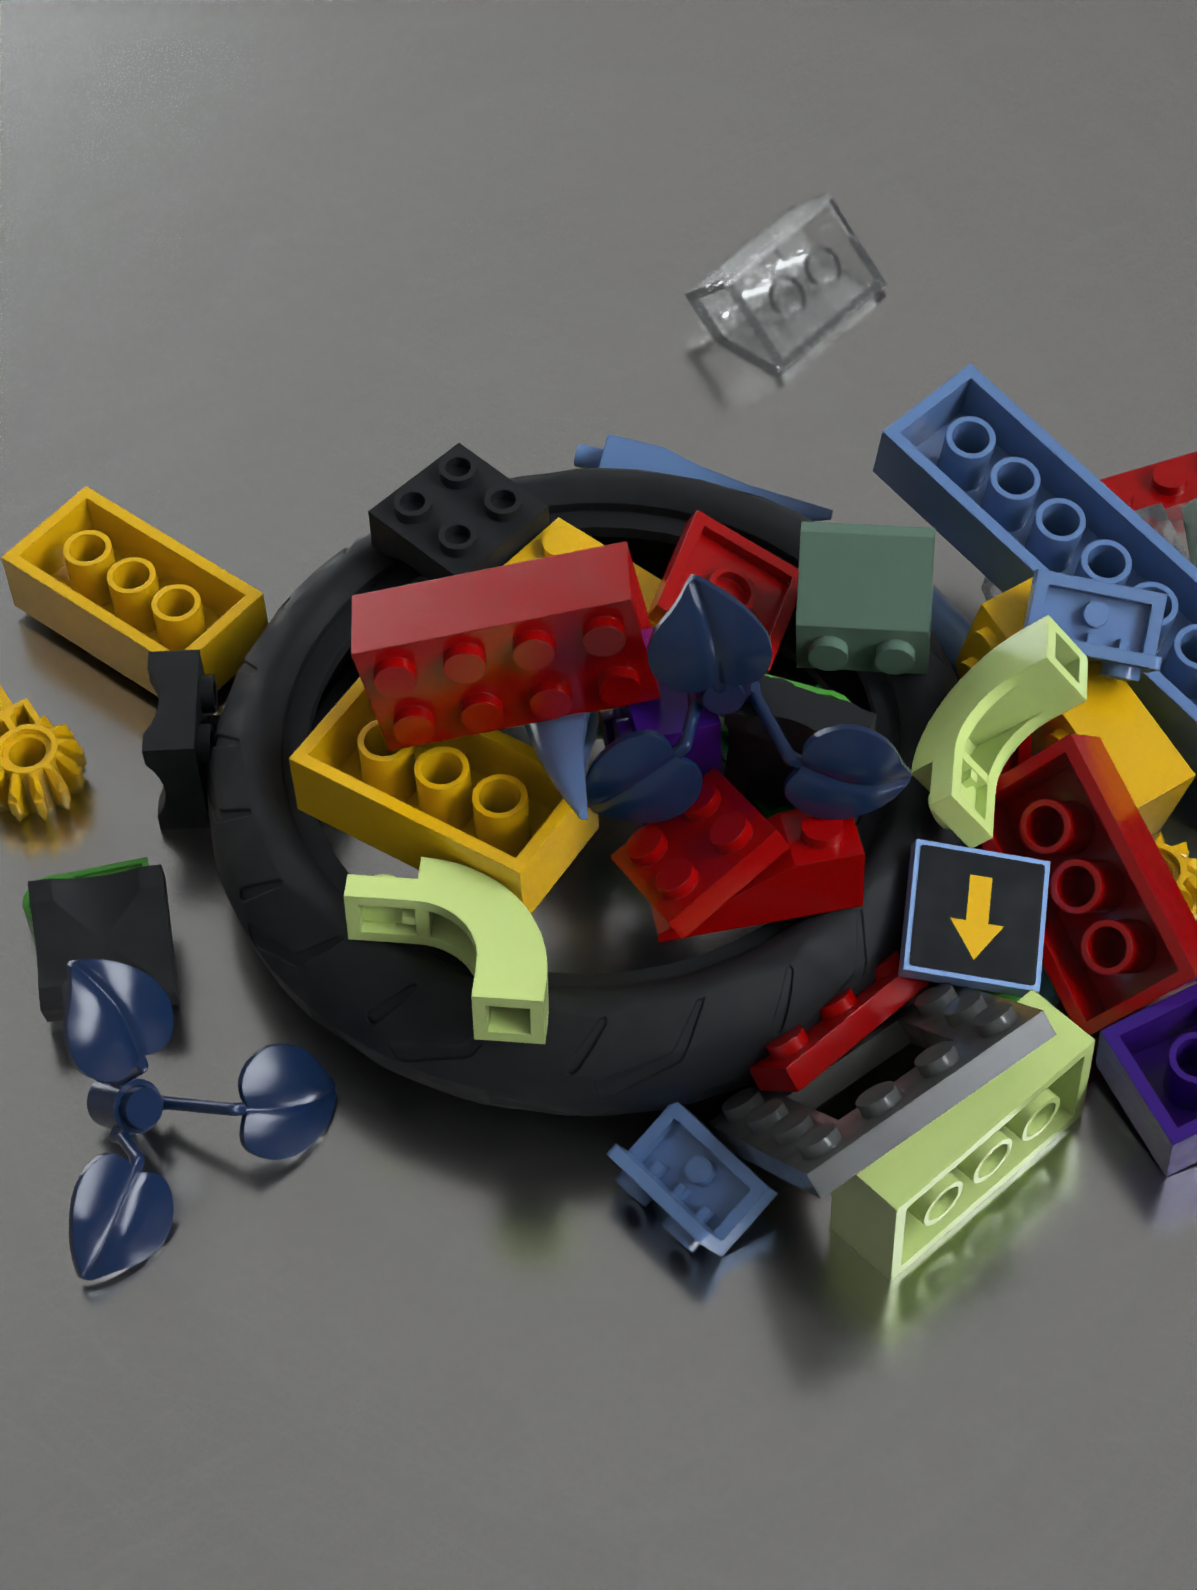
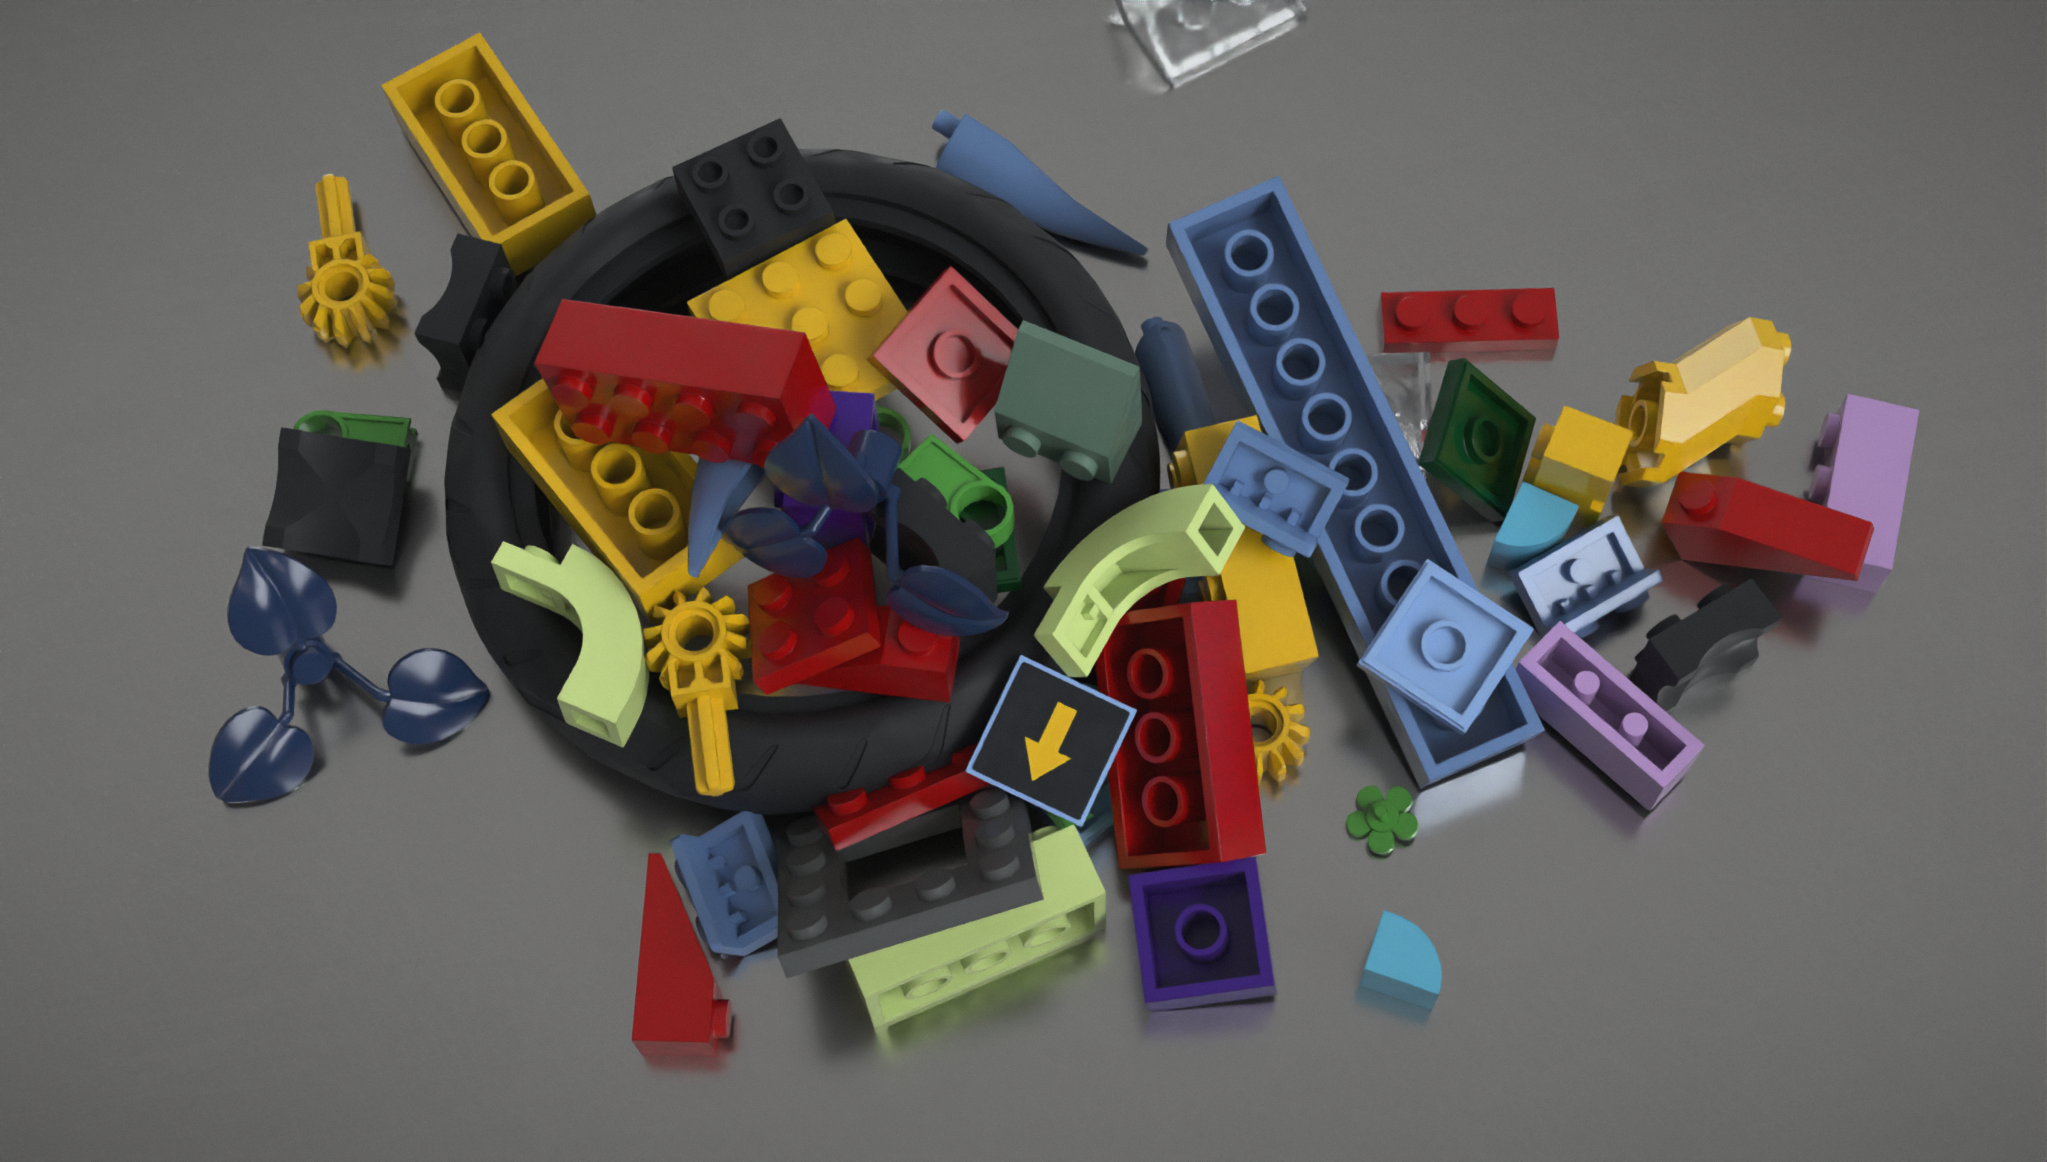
camera: 20 degrees right, 15 degrees up
(600, 937) = (703, 679): none -> yellow gear
(669, 1286) = (676, 992): none -> red slope

